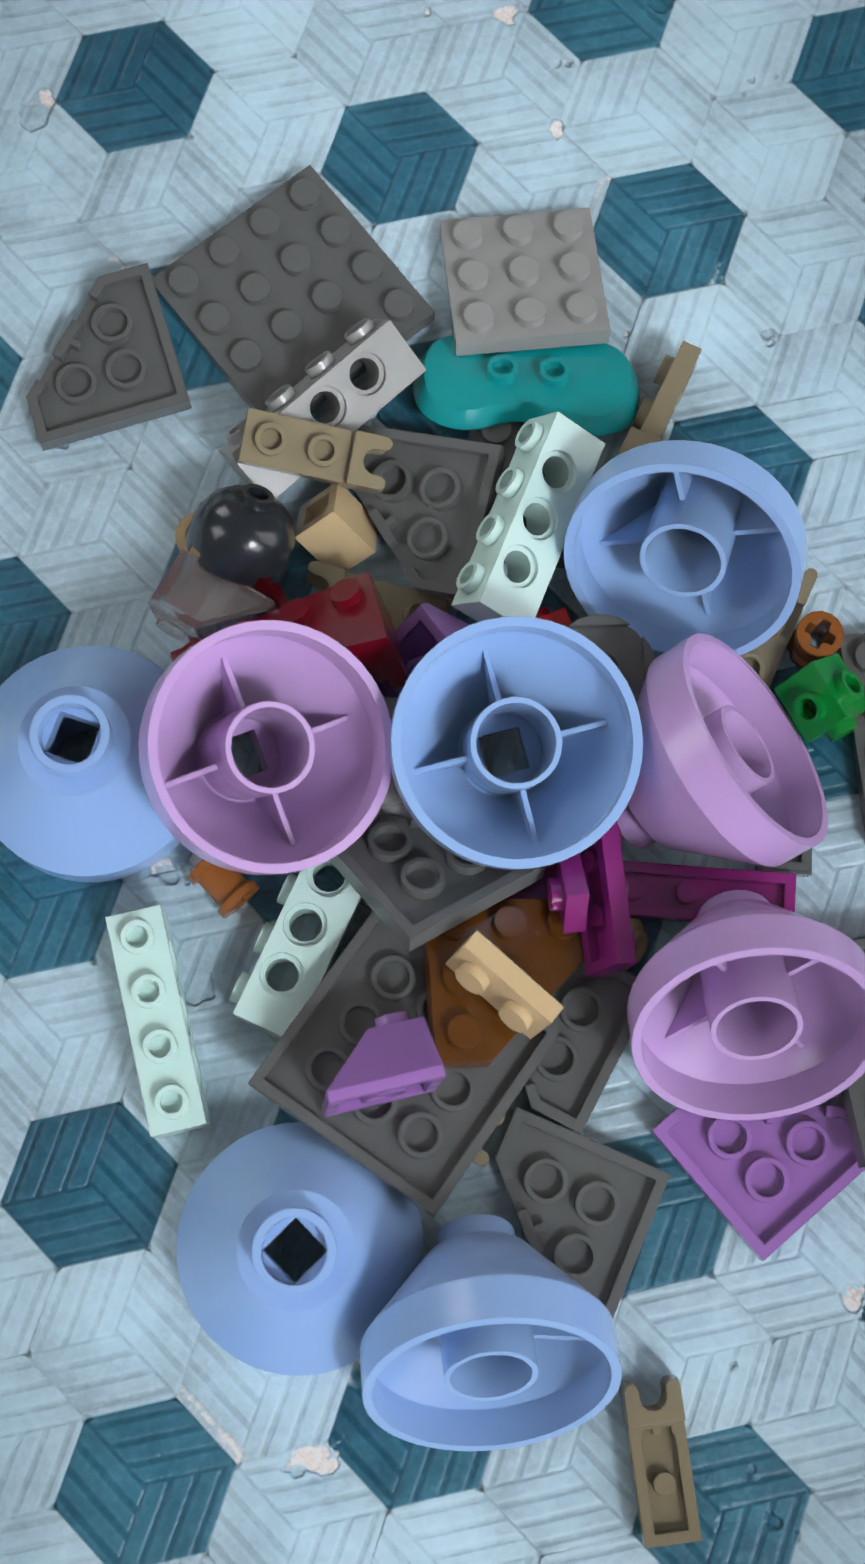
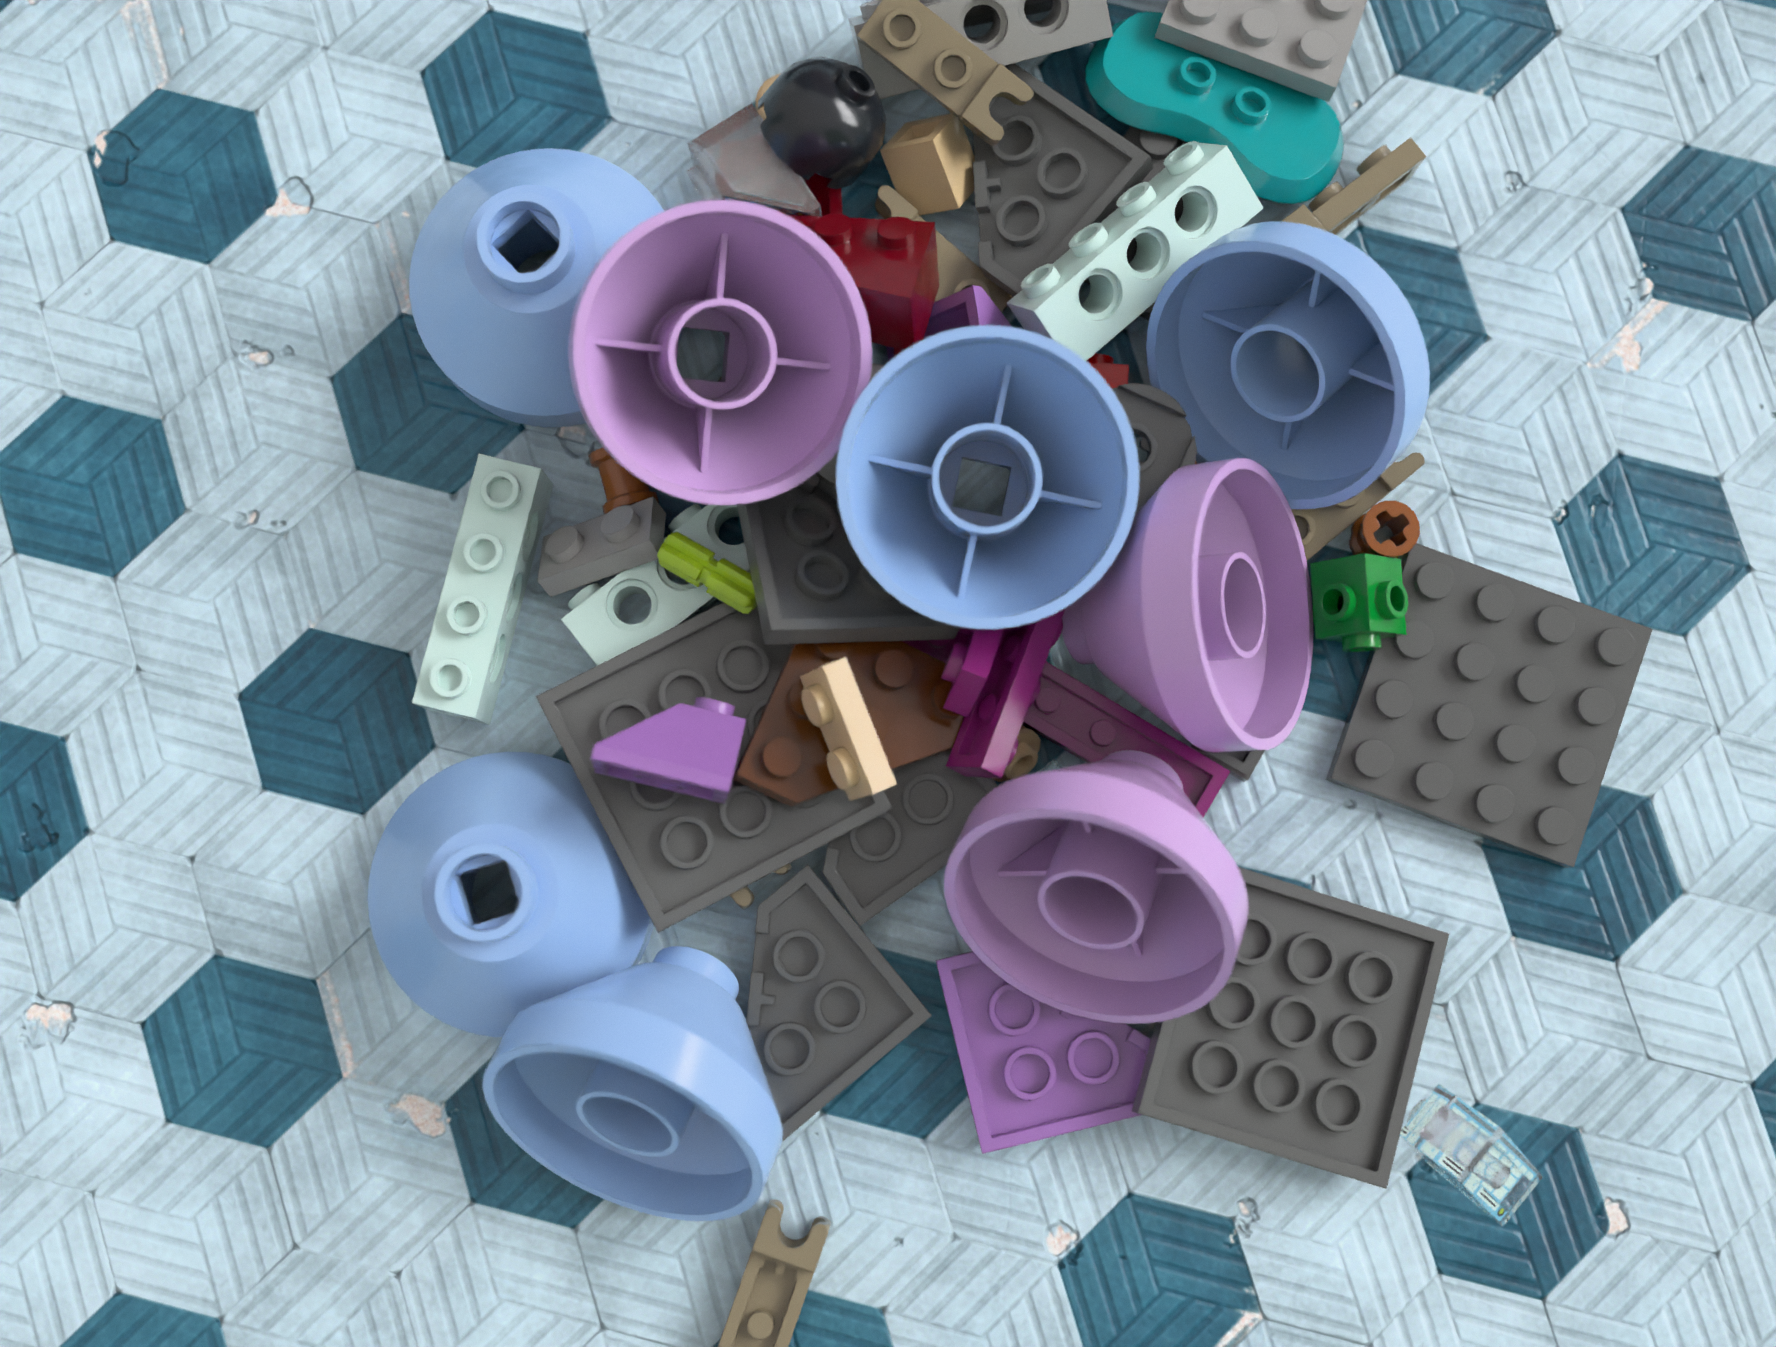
camera: 30 degrees right, 5 degrees up
(234, 942) = (601, 546): none -> light grey plate
(321, 919) = (699, 567): none -> lime piece

